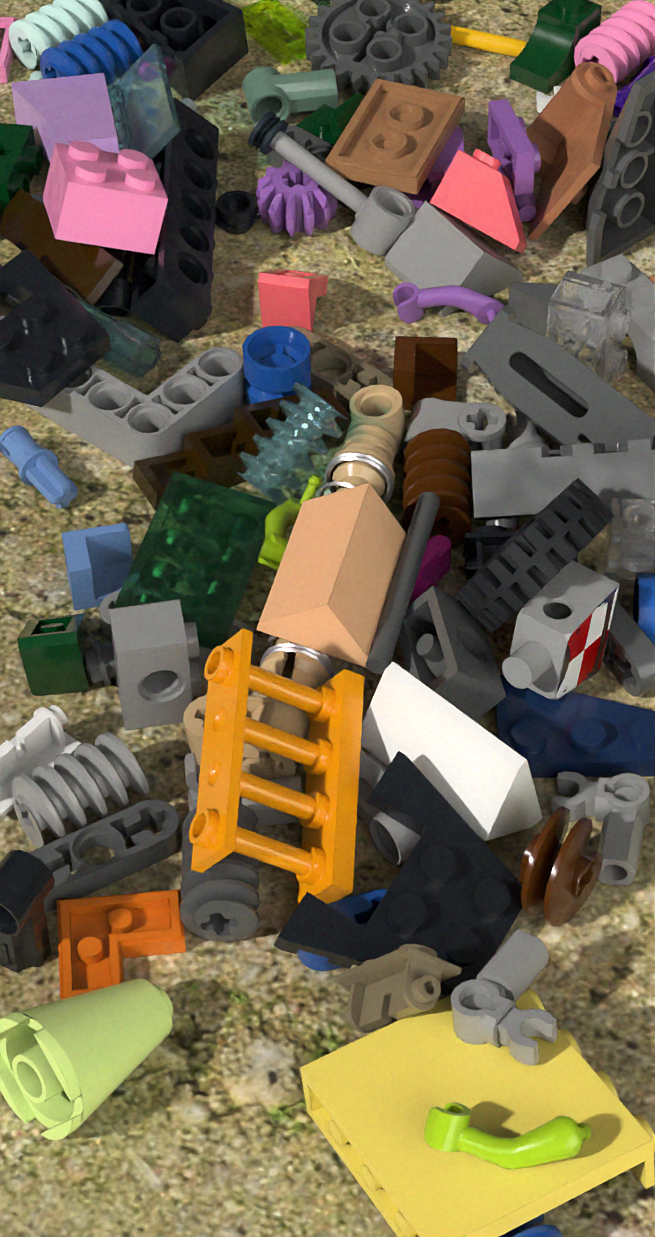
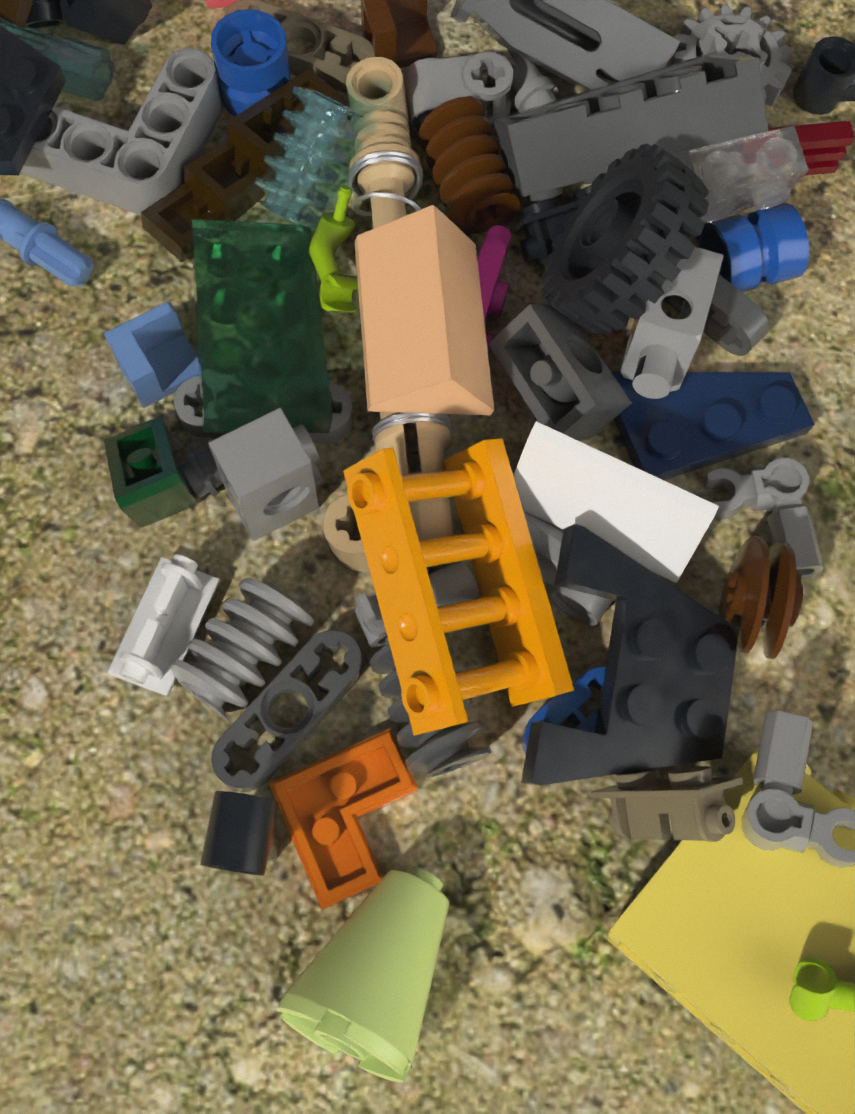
camera: 25 degrees left, 25 degrees up
(403, 583) = (491, 302): dark grey bar -> none

